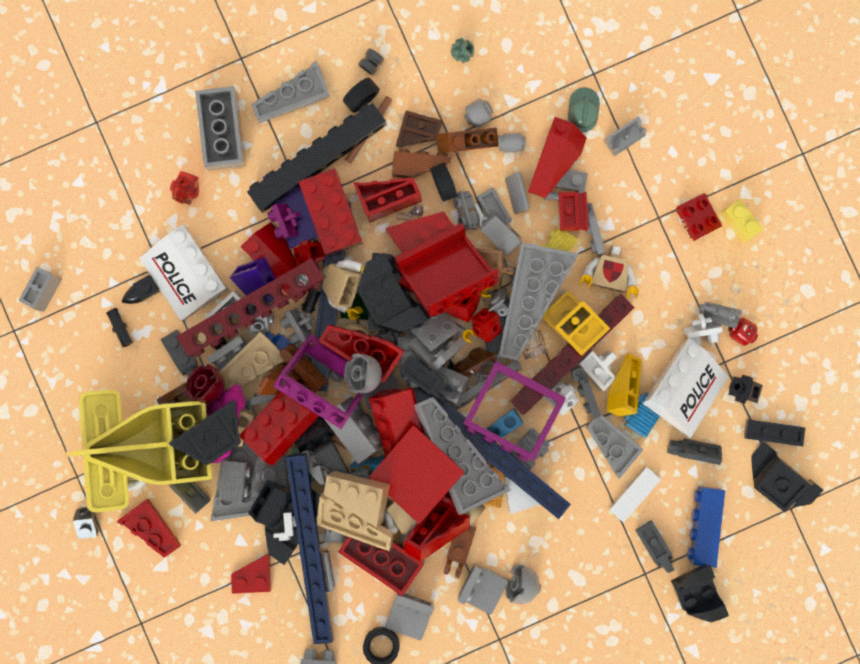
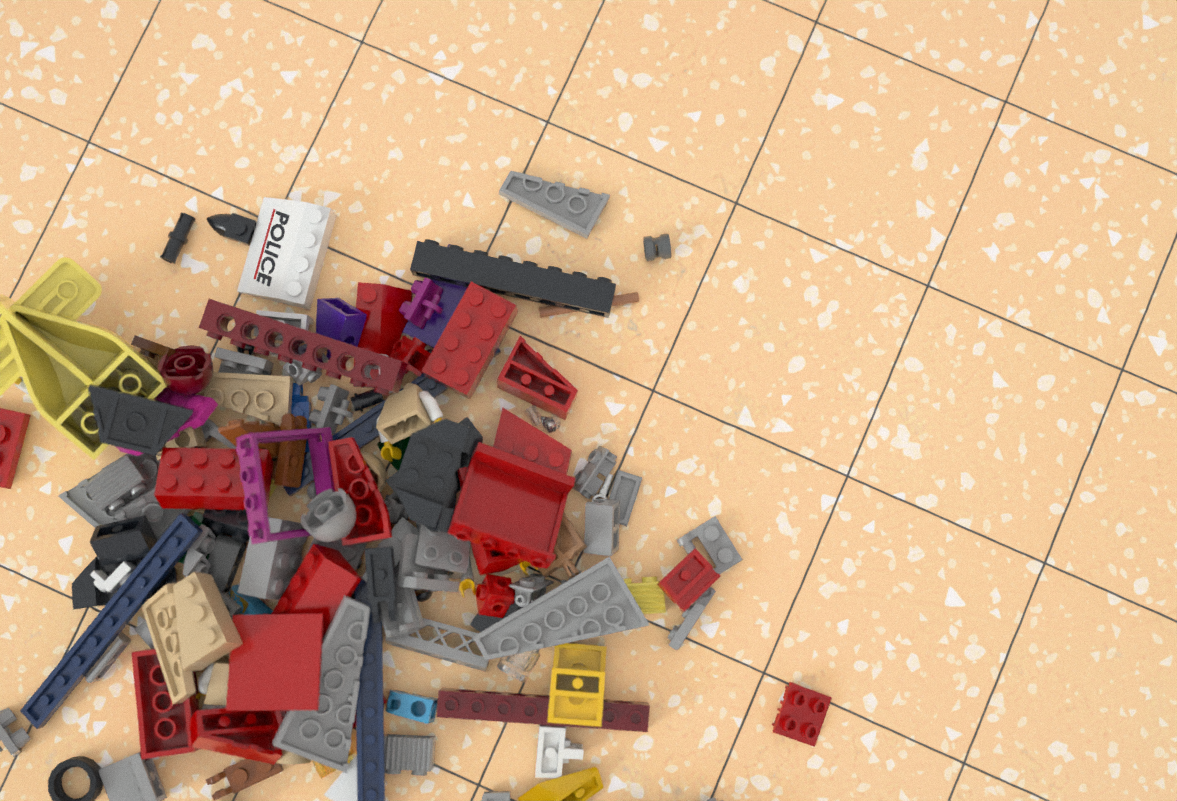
camera: 50 degrees right, 5 degrees down
(40, 289) = (148, 131): light grey hinge -> none
(182, 361) = (193, 334): dark grey hinge -> none
(185, 188) = (370, 179): clear red brick -> none
(191, 495) = (68, 458): dark grey hinge -> none
(220, 128) = (459, 161): light grey brick -> none
(253, 577) = (38, 588): red wing -> none
(361, 94) = (614, 266): black tyre -> none
(415, 164) = (592, 379): dark orange slope -> none
(417, 129) = (632, 352): reddish brown wing -> none
(443, 182) = (601, 424): black tyre -> none
(462, 50) = (749, 325): sand green gear -> none
(467, 140) = (665, 410): dark orange slope -> none
(473, 362) = (446, 615): reddish brown wing -> none
(478, 112) = (702, 396): light grey head -> none
(506, 445) = (473, 700): magenta window -> none
(511, 142) = (703, 456): light grey brick -> none
(517, 193) = (658, 507): light grey slope -> none
(560, 151) = (736, 513): red wedge -> none
(566, 391) = (490, 740): white brick -> none
(584, 109) = (802, 498): sand green piece -> none
(585, 391) = (518, 756): dark grey hinge -> none
(611, 273) = (662, 675): torso -> none
(625, 136) = (813, 565): light grey hinge -> none
(741, 221) = (836, 763): light yellow brick -> none

